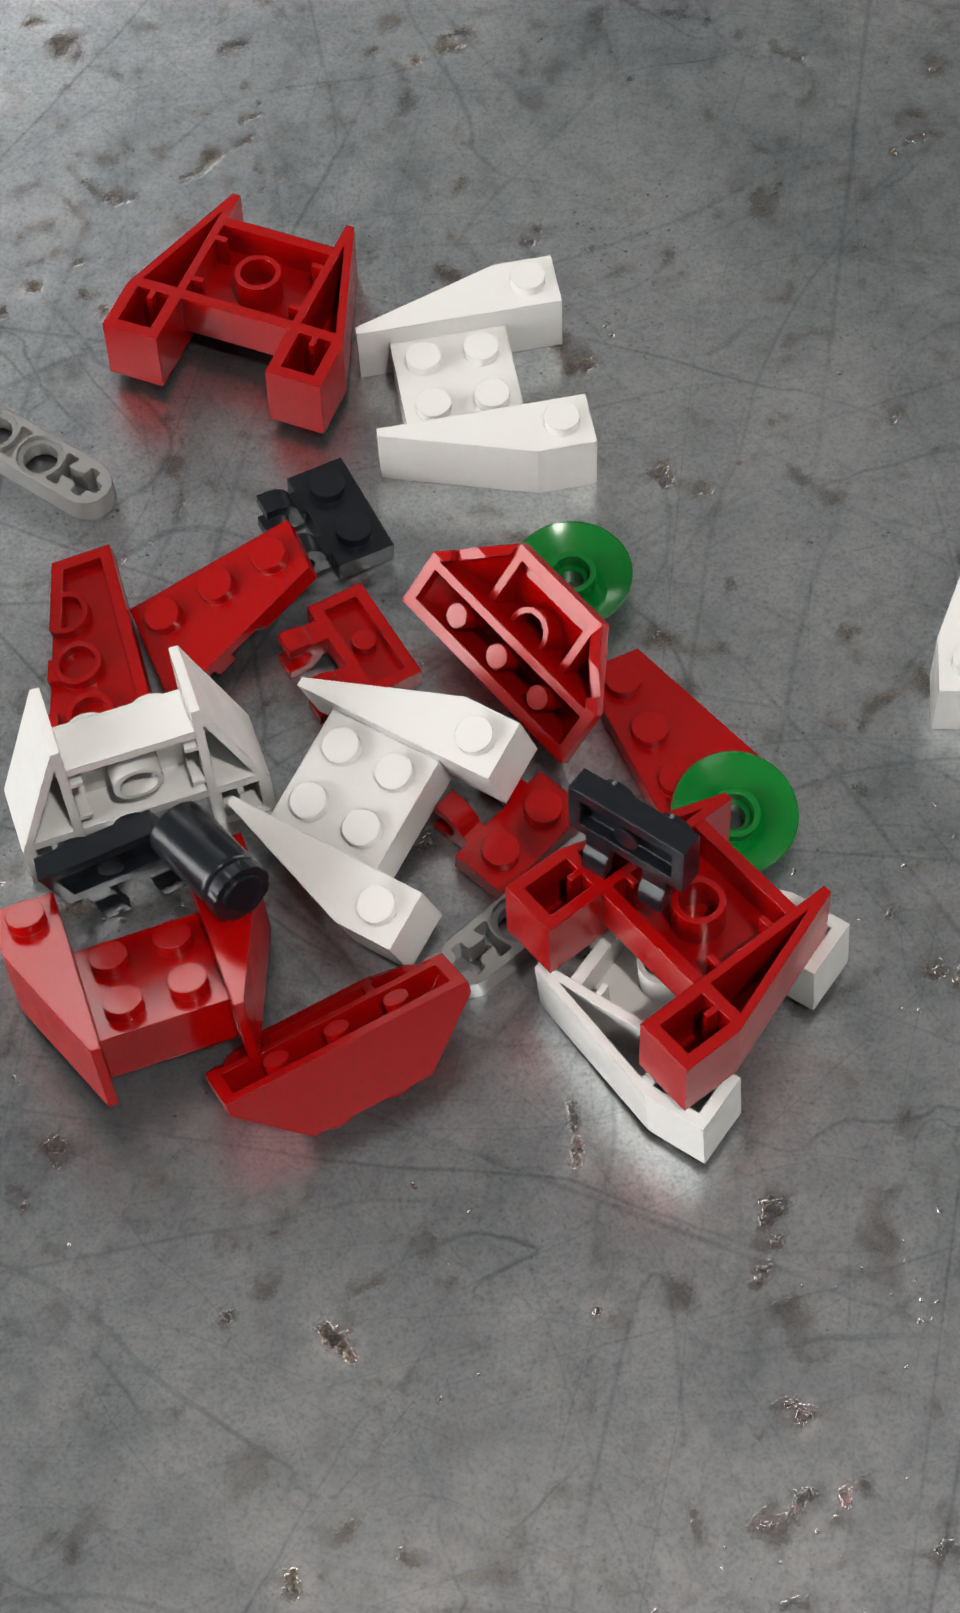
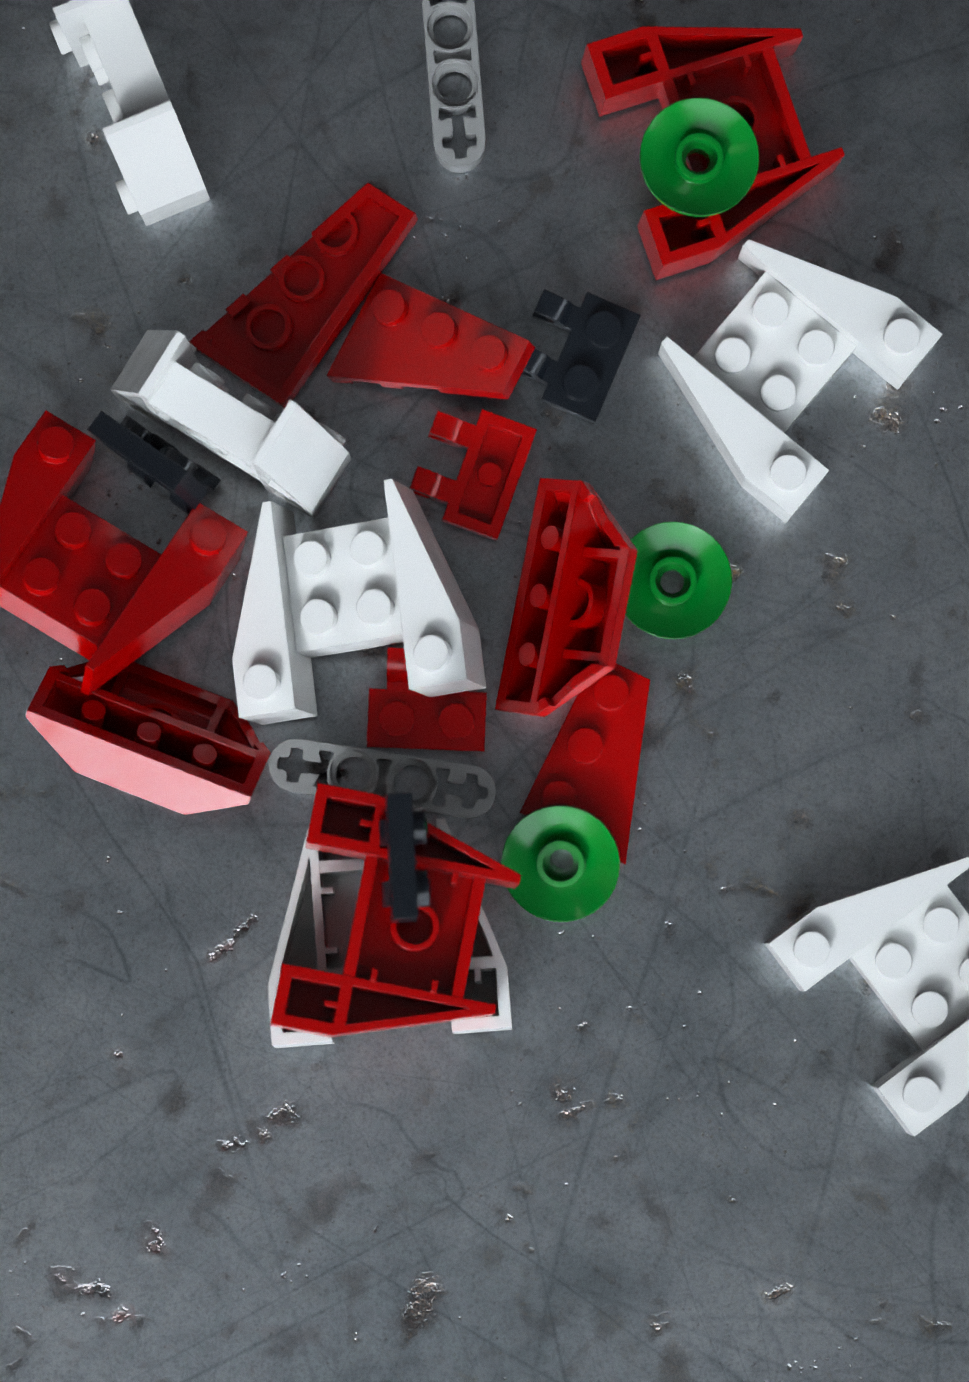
camera: 50 degrees right, 25 degrees up
(209, 861) = (185, 548): black piece -> none
(262, 296) = (704, 129): none -> green dish

